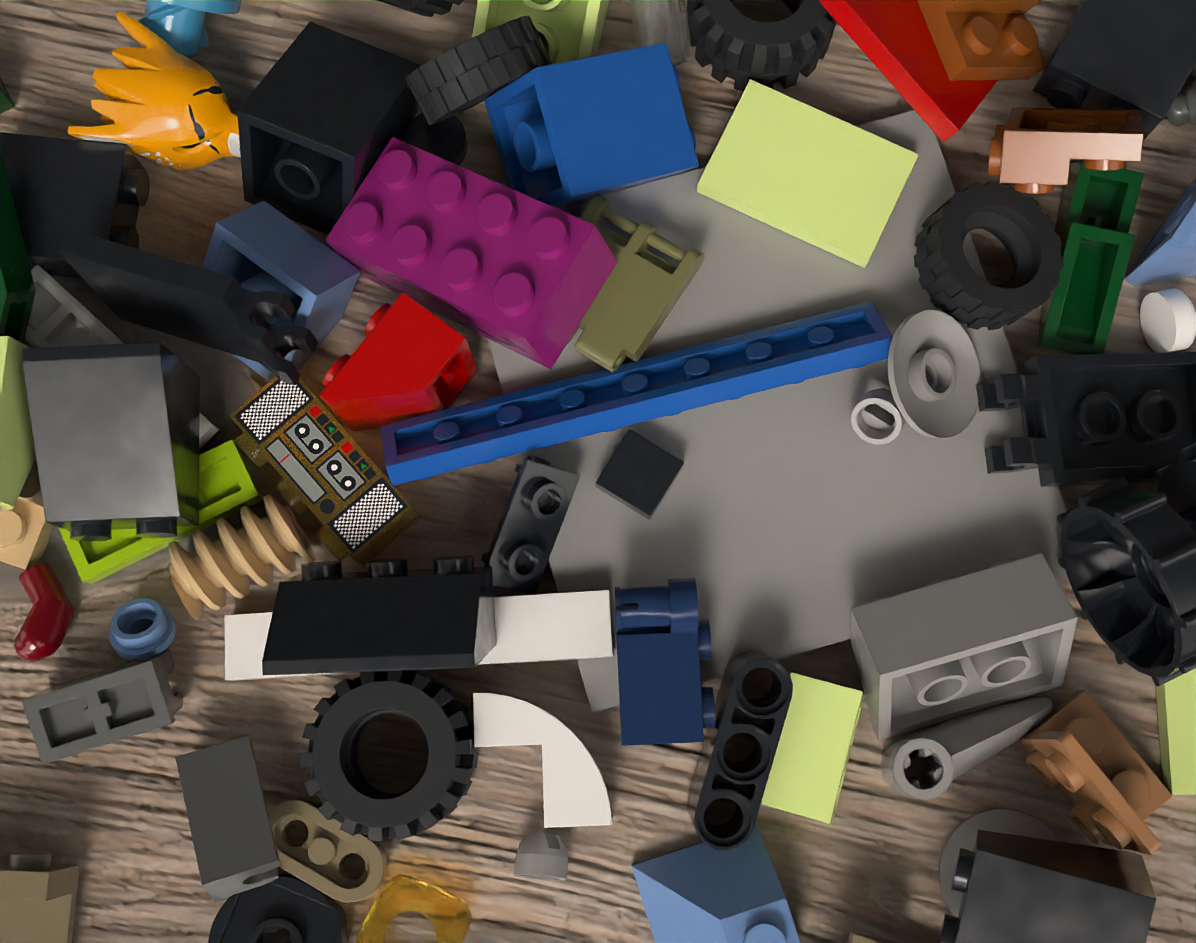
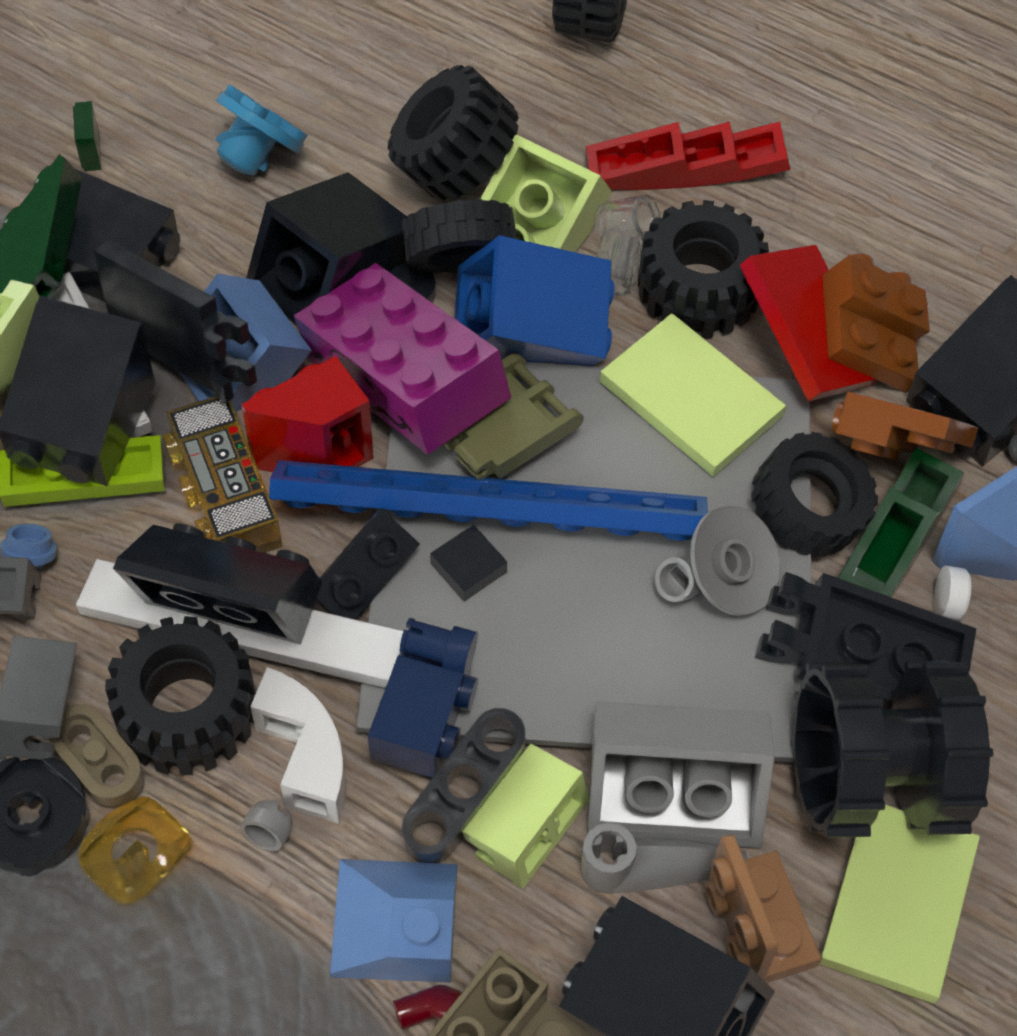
camera: 15 degrees right, 20 degrees down
(161, 105) = (209, 191): light orange piece -> none
(236, 555) = (122, 515): tan piece -> none

